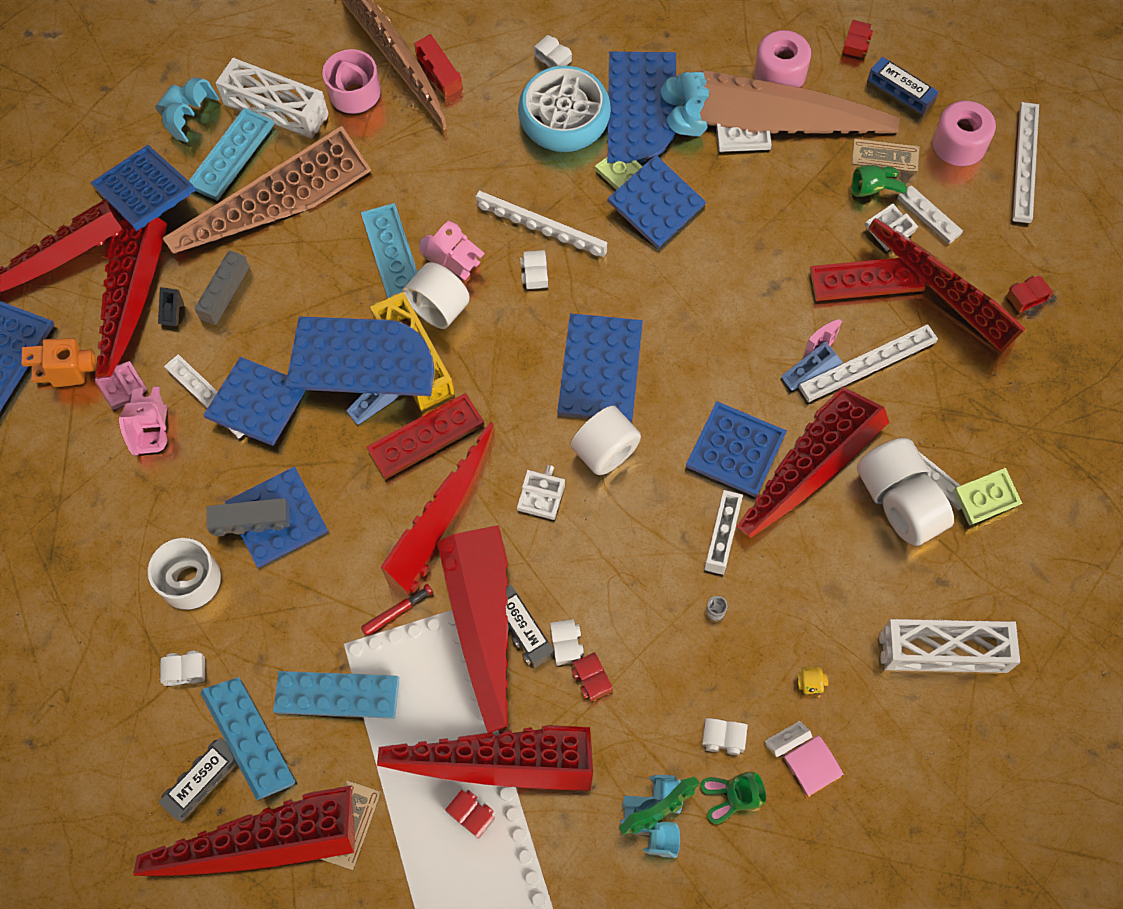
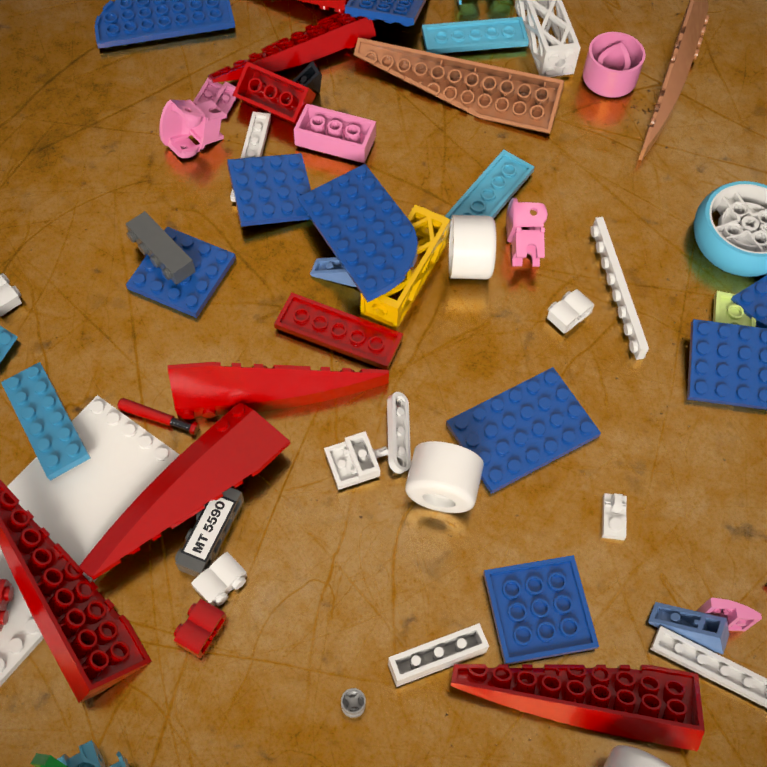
camera: 50 degrees right, 5 degrees down
(59, 361) = (199, 55): orange piece -> none
(165, 338) = (272, 93): none -> red brick
(171, 560) = (72, 223): white piece -> none
(222, 287) = (357, 101): dark grey brick -> none
(242, 319) = (335, 133): none -> bright pink brick
(437, 66) = (689, 112): red wedge -> none
(542, 449) = (398, 433): none -> white plate
(706, 357) = (614, 516): none -> white hinge

